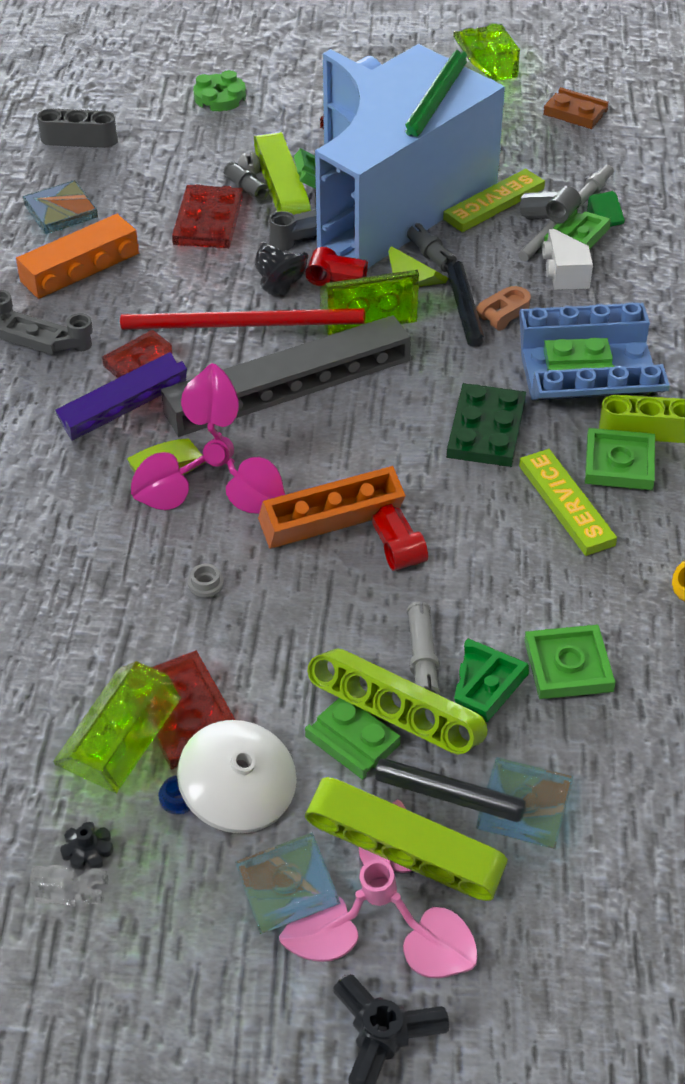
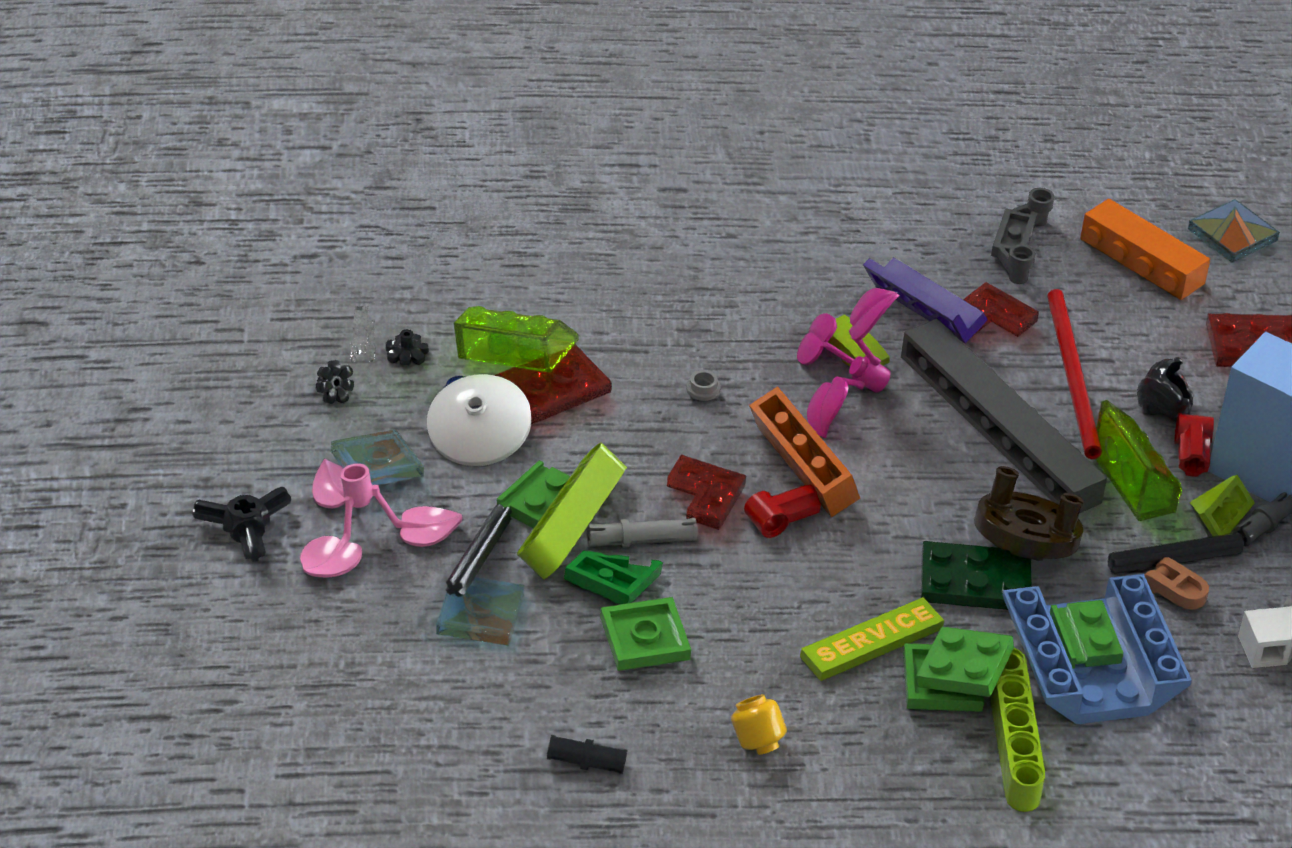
camera: 80 degrees right, 5 degrees down
(142, 922) = (334, 382): none -> black plant
(364, 585) = (713, 488): none -> clear red plate
(406, 838) = (416, 517): lime beam -> none
(445, 370) = (1028, 523): none -> dark brown piece
(624, 430) = (965, 661): none -> bright green plate

